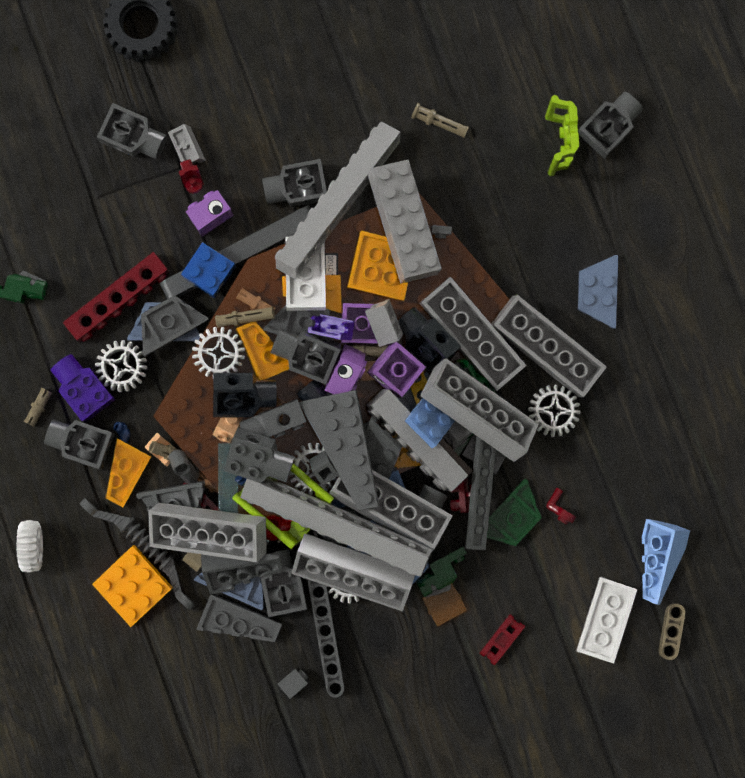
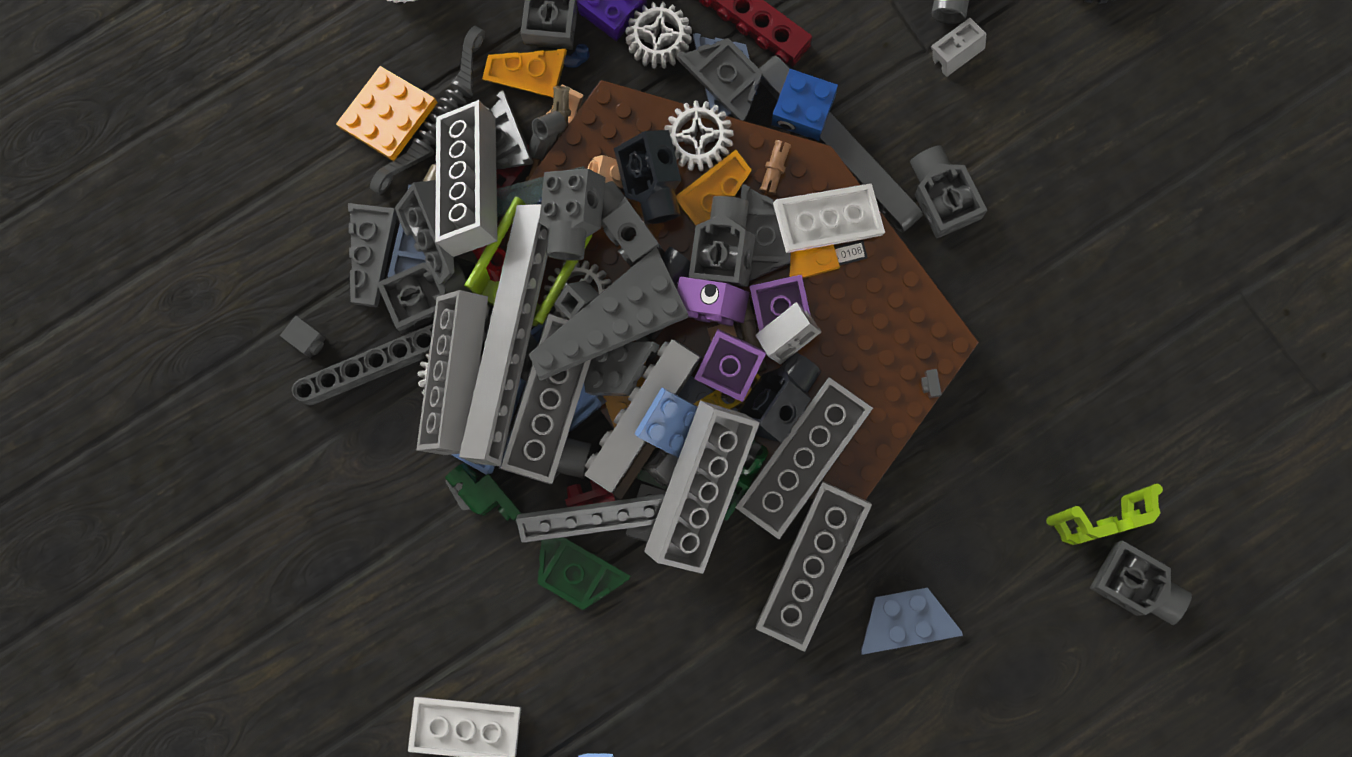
camera: 80 degrees right, 5 degrees down
(191, 177) = (920, 58): dark red hips -> none
(209, 212) = (879, 91): medium lavender brick -> none
(237, 318) = (749, 148): dark tan pin -> none
(332, 327) = (765, 267): dark purple hinge -> none
(336, 201) = (937, 240): light grey brick -> none
(374, 268) = (865, 317): light orange plate -> none
(404, 221) = (931, 330): light grey brick -> none
(429, 119) = (1075, 387): dark tan pin -> none
(445, 606) = (441, 510): clear orange piece -> none
(502, 639) = (411, 594): dark red plate -> none
(553, 420) = (752, 591): white gear -> none
(564, 516) = (592, 639): dark red plate -> none

